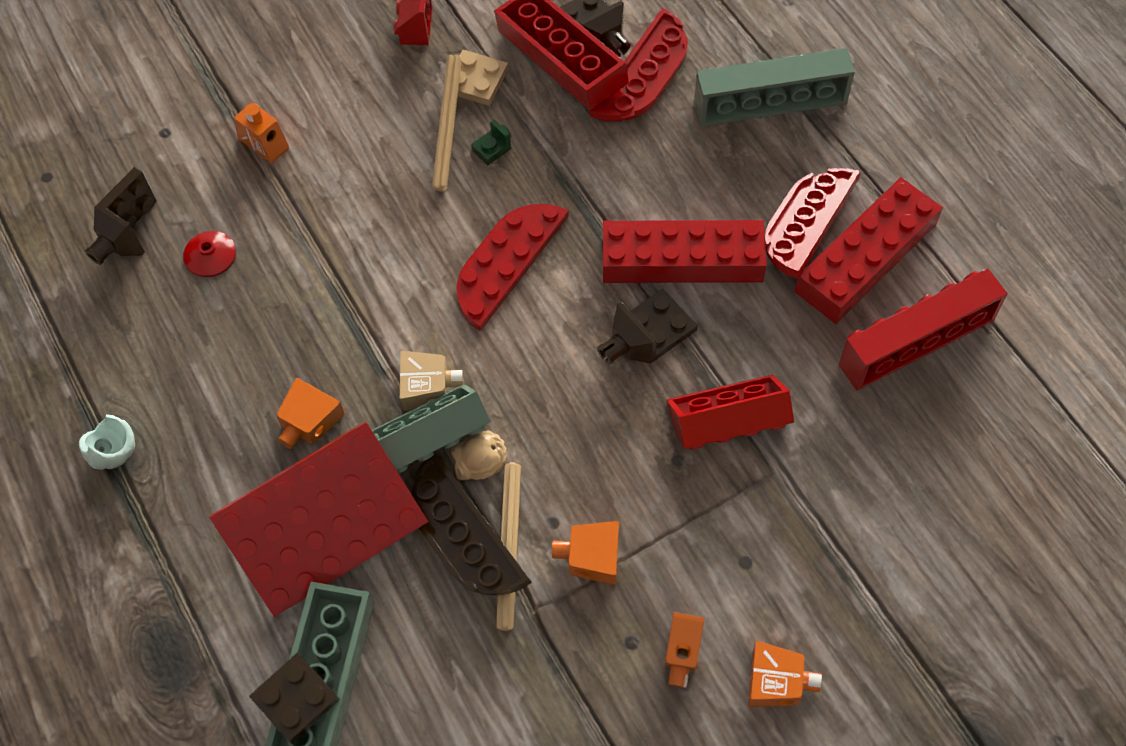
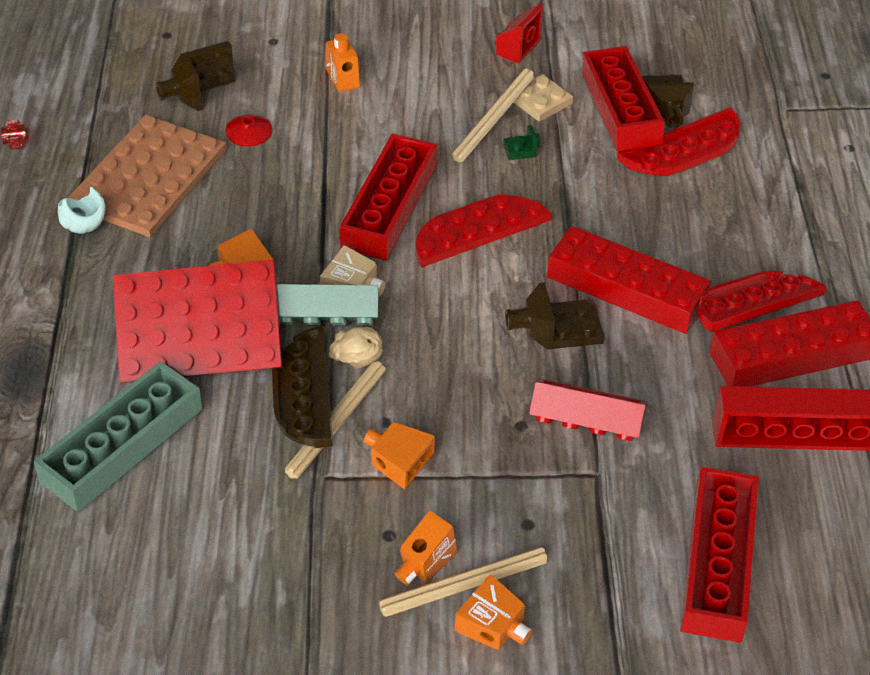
camera: 25 degrees right, 15 degrees down
(141, 358) = (150, 173): none -> nougat plate
(294, 698) = (89, 428): dark brown plate -> none
(406, 270) = (388, 196): none -> red brick
(727, 655) = (462, 581): none -> tan axle
(773, 87) = (787, 194): sand green brick -> none
(933, 507) = (720, 555): none -> red brick

